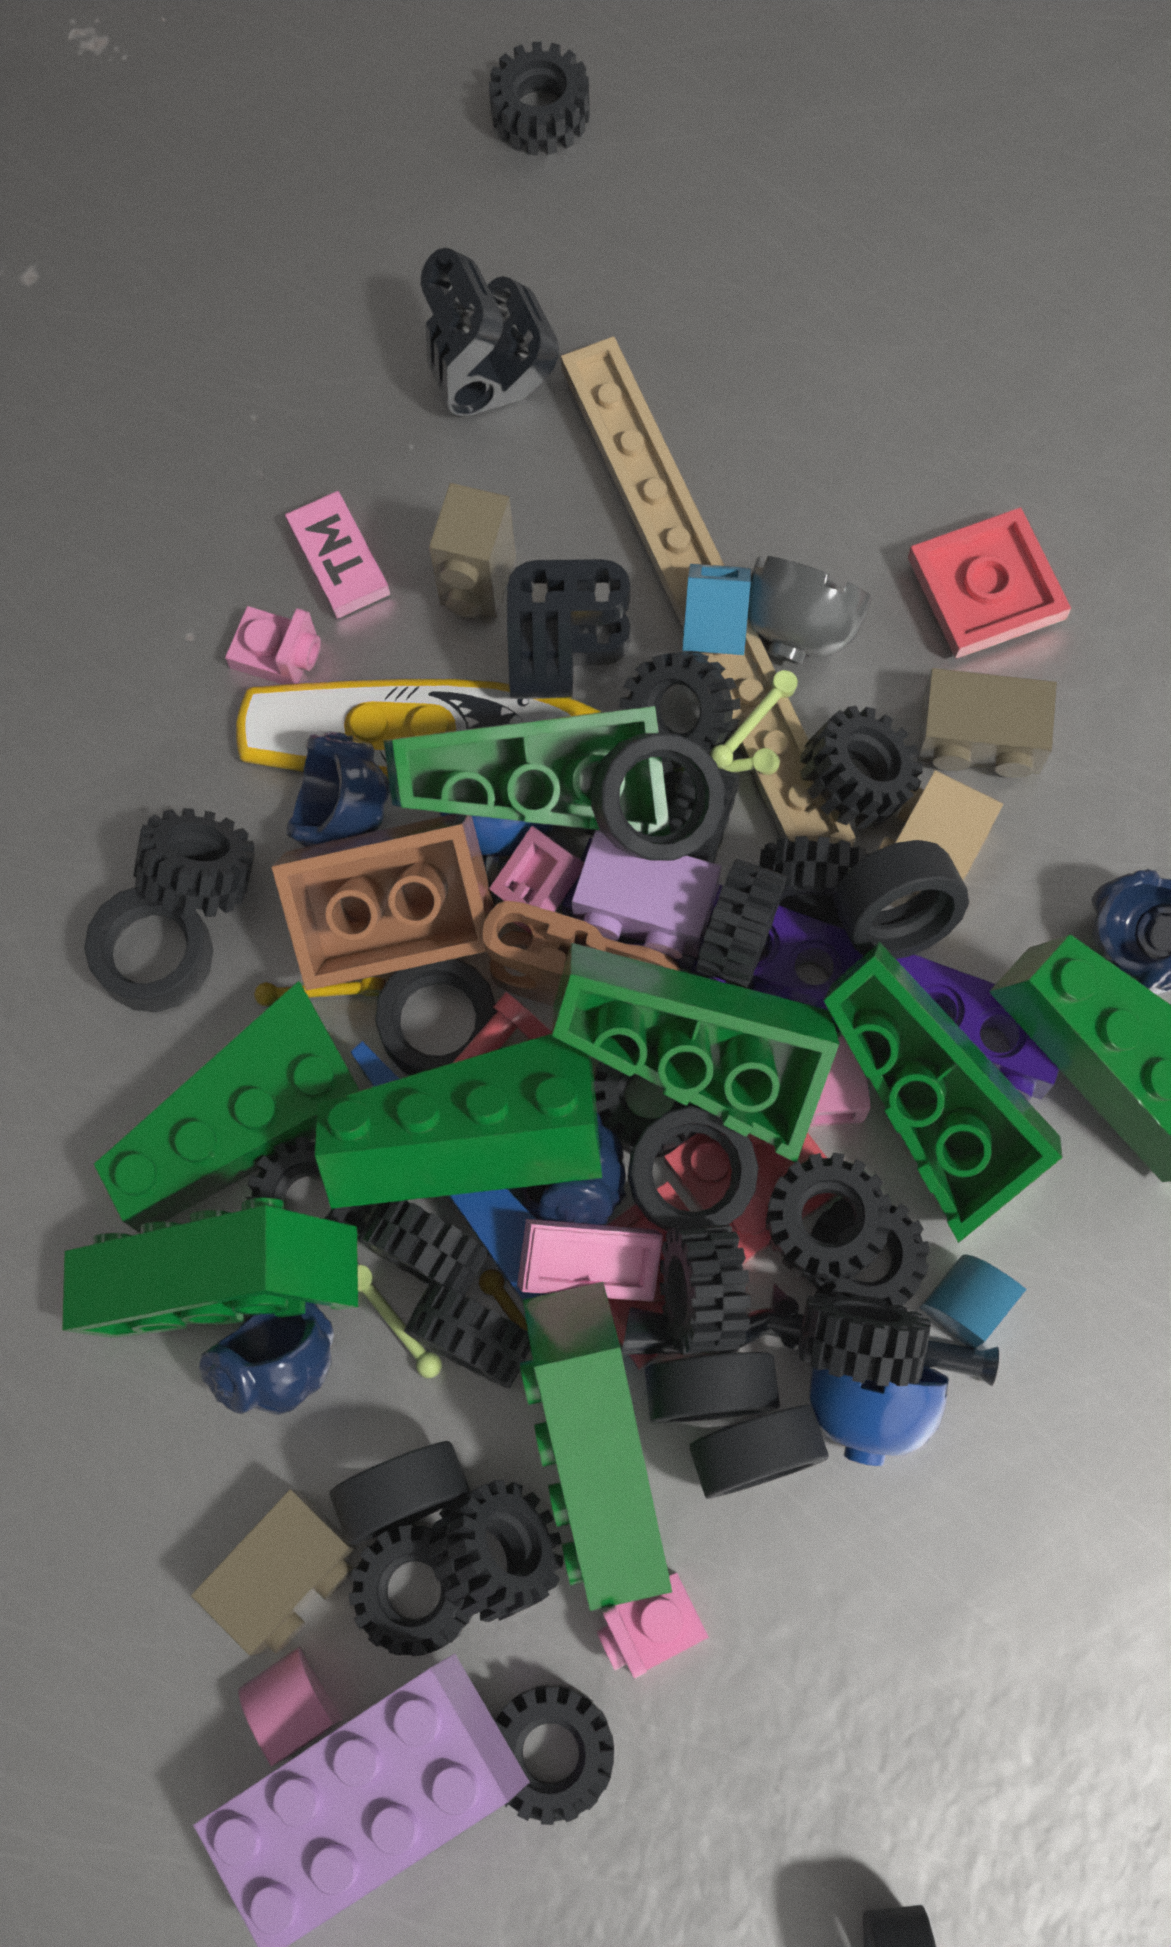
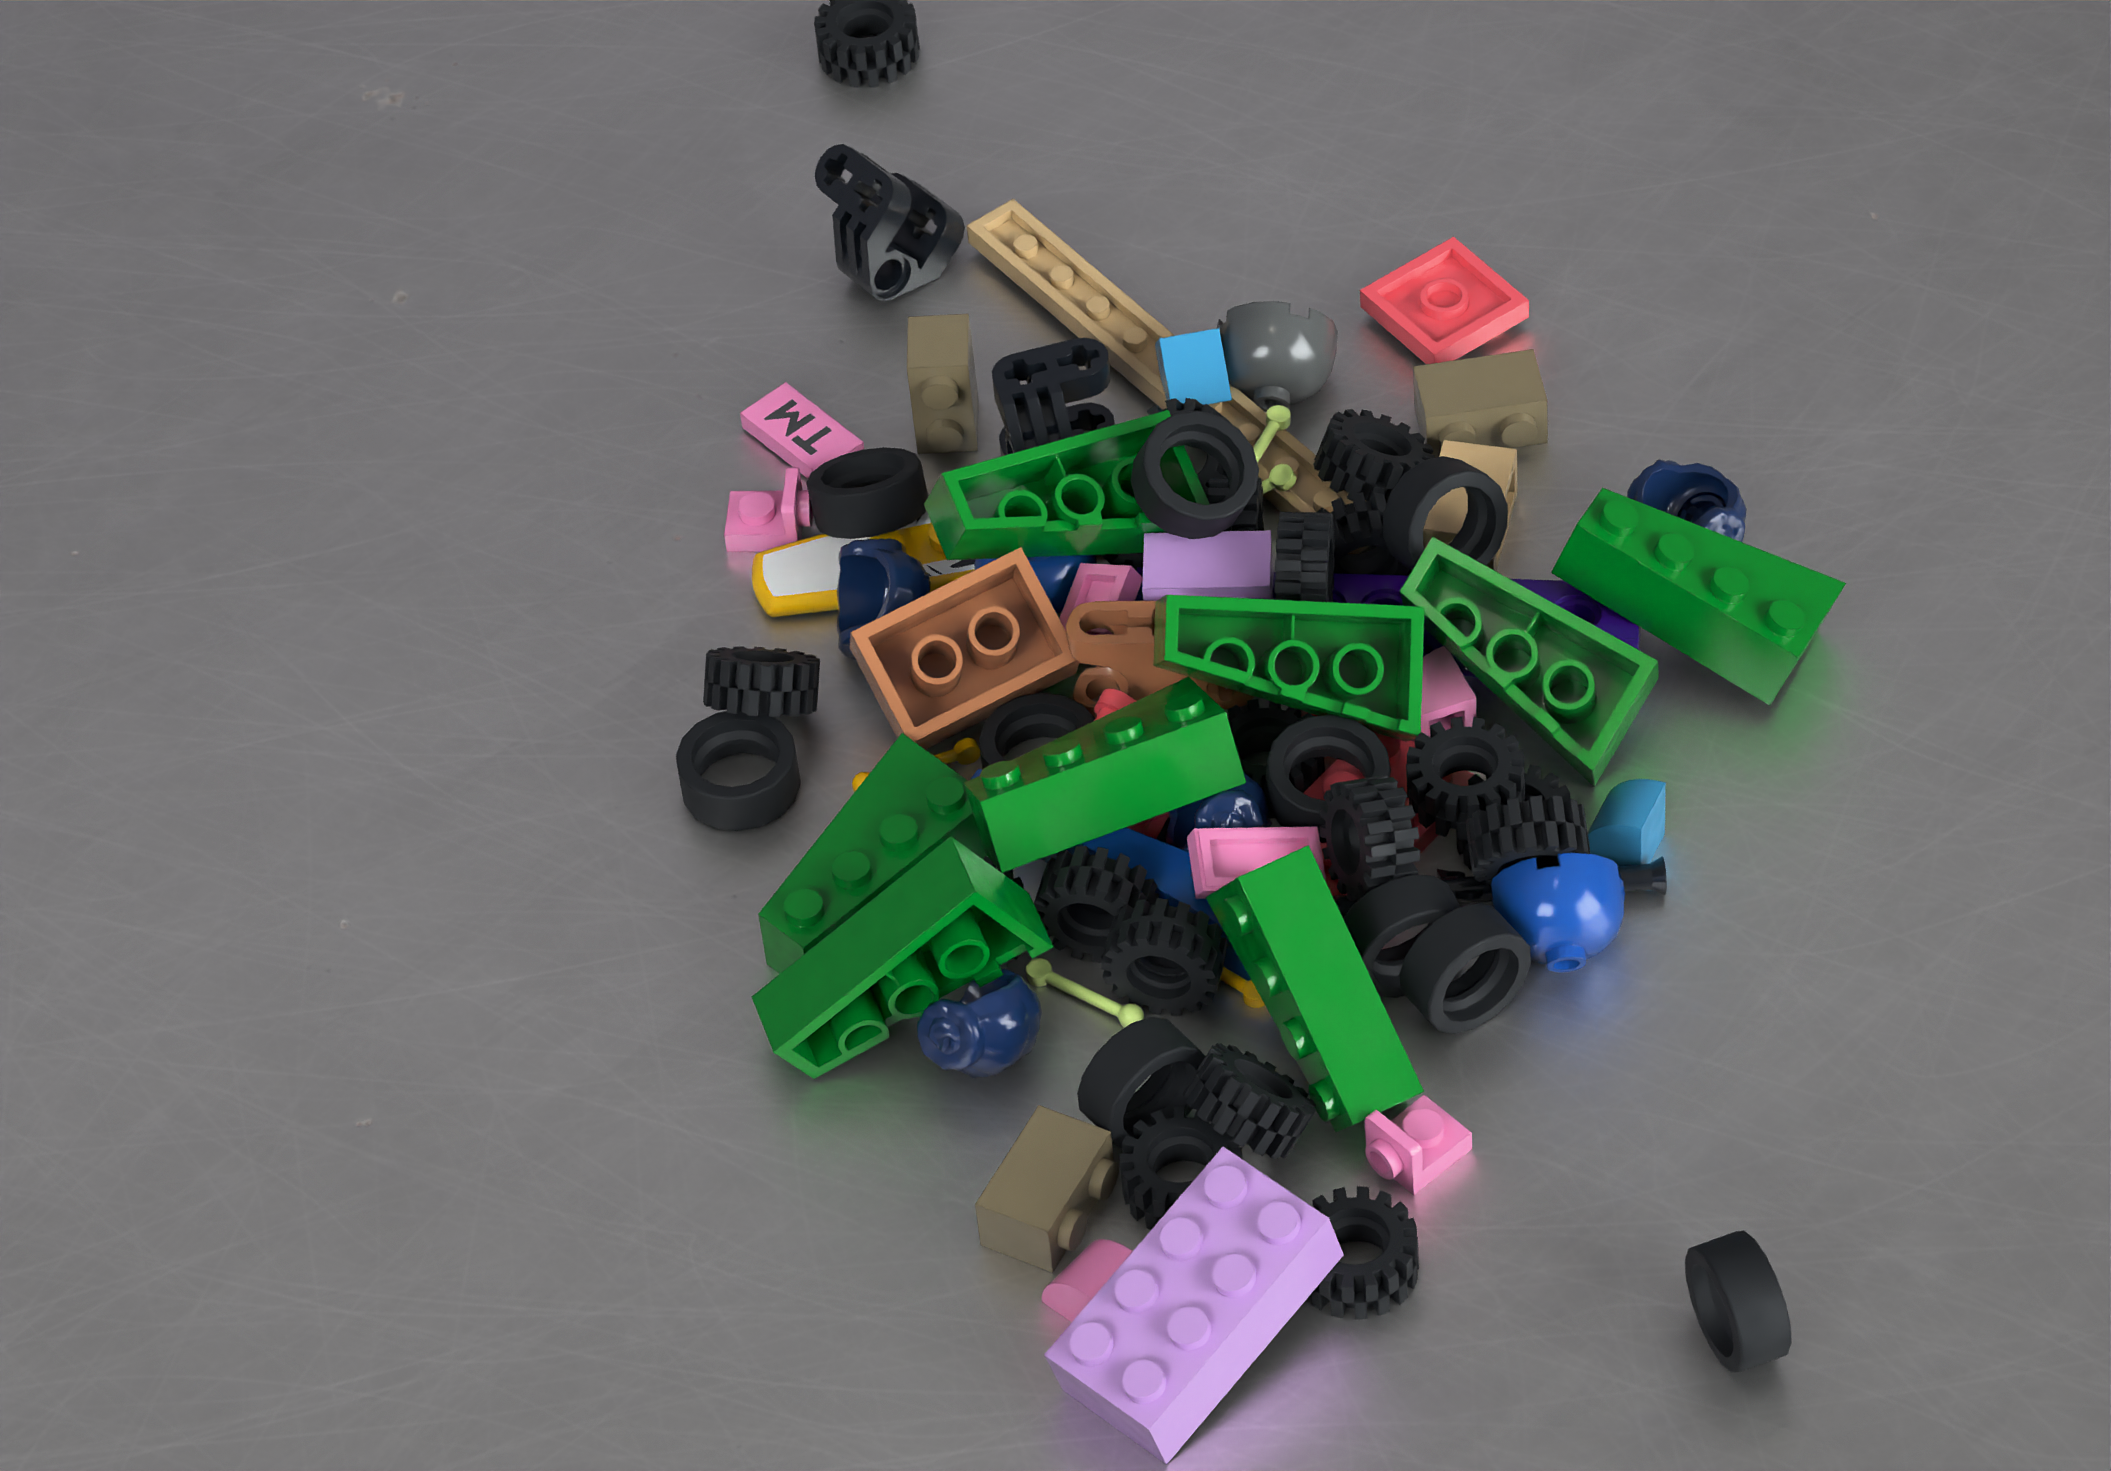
camera: 15 degrees left, 25 degrees down
(366, 687) = (867, 493): none -> black tyre

